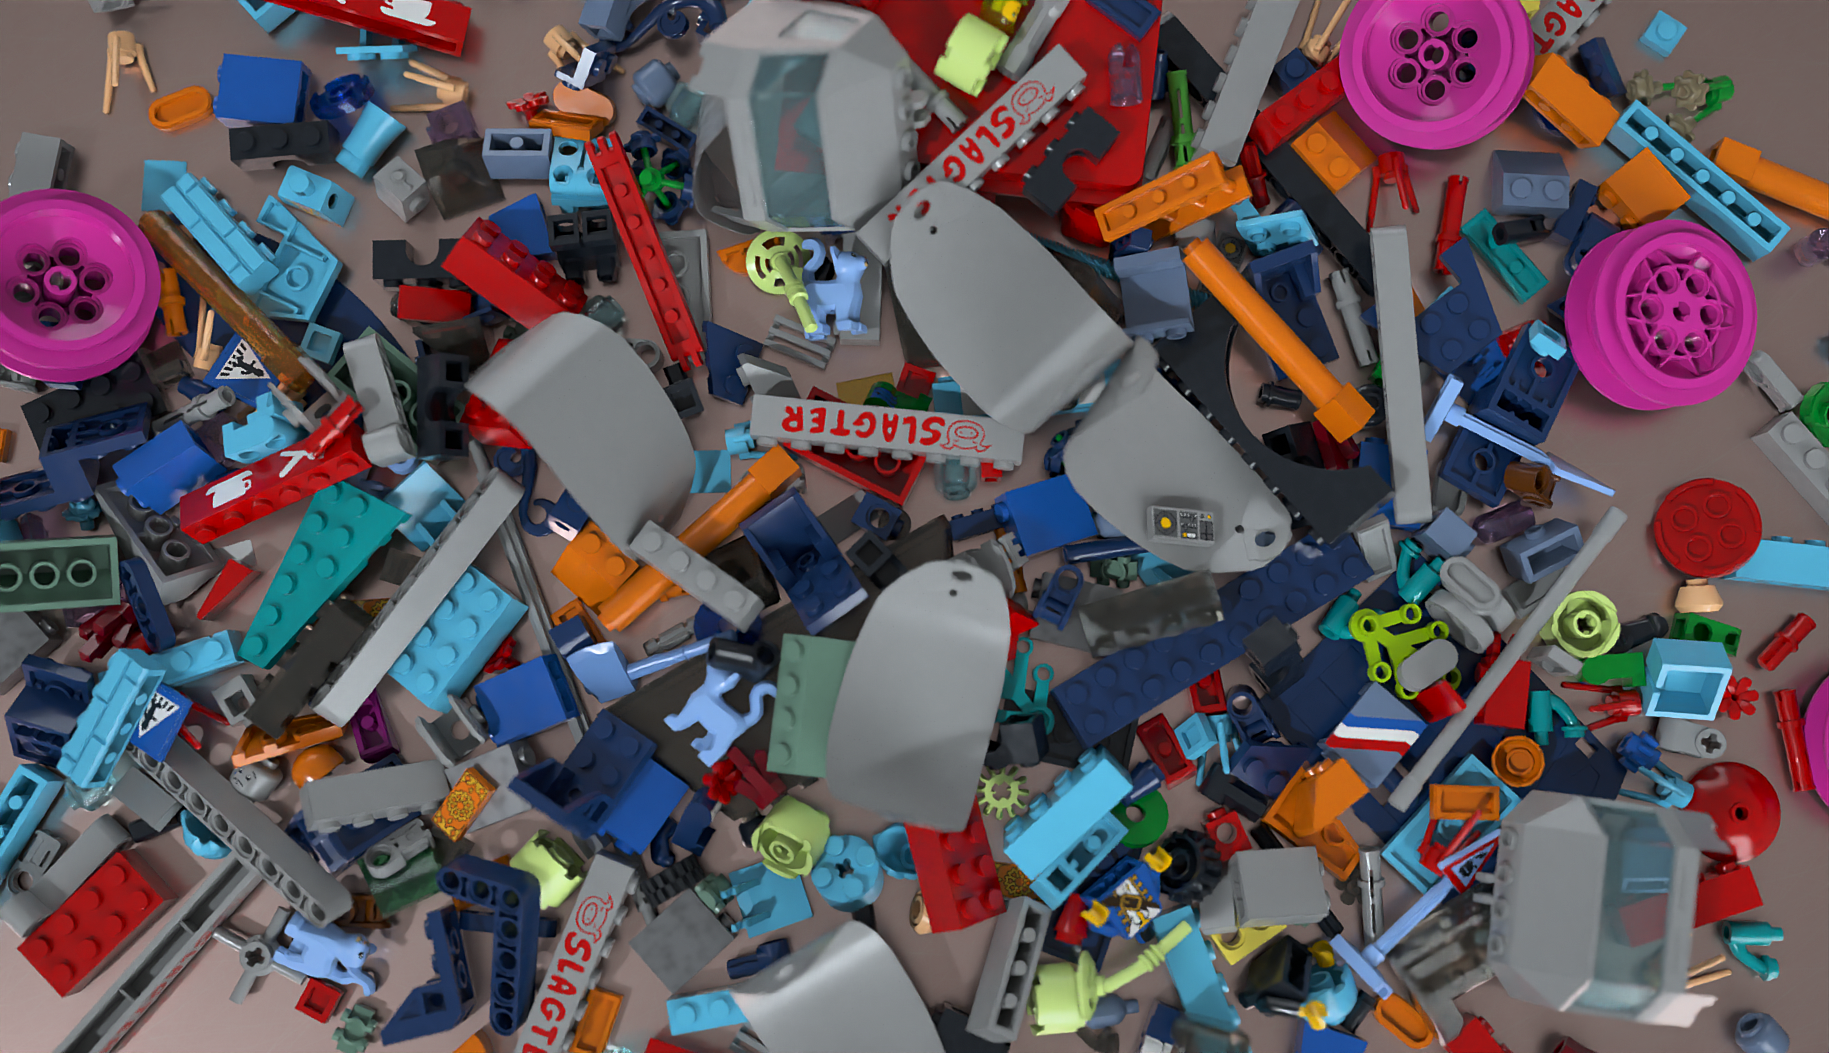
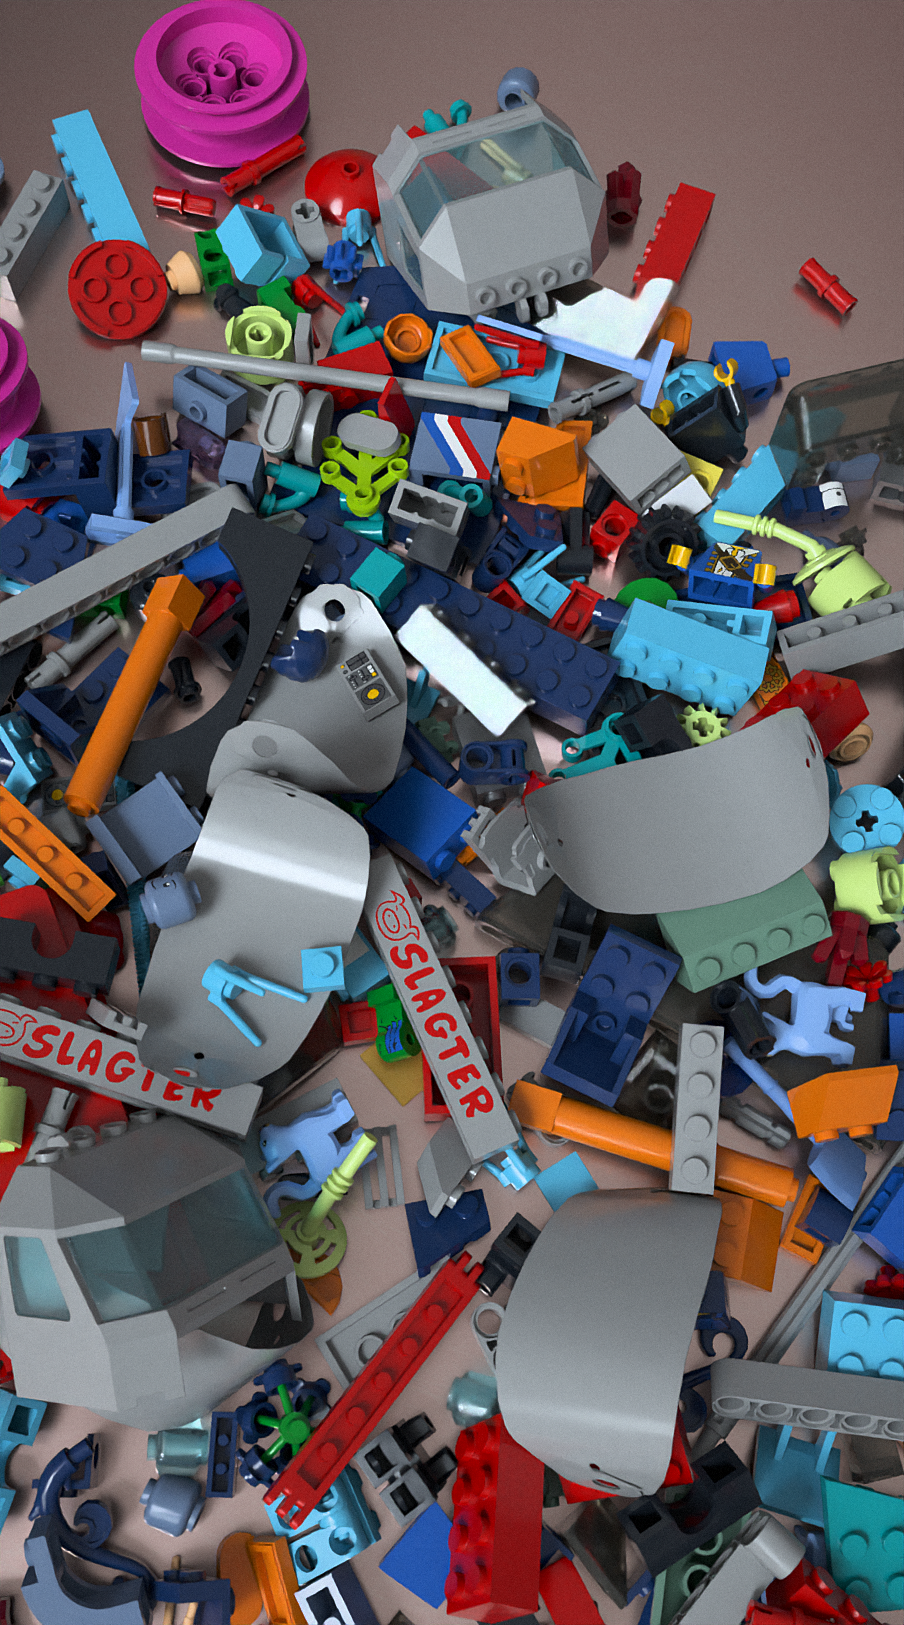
camera: 125 degrees left, 15 degrees down
(639, 692) = (843, 1103): none -> orange slope
(950, 354) = (323, 969): none -> medium azure plate
(979, 278) = (228, 982): none -> medium azure plant
(989, 189) = (116, 1020): none -> light grey tile
(1066, 268) = (170, 900): none -> sand blue head
(1236, 489) = (304, 657): none -> dark blue hair
(1271, 588) = (380, 578): none -> teal brick
(1314, 716) = (478, 501): none -> teal plant
(1317, 670) = (419, 504): none -> light grey brick

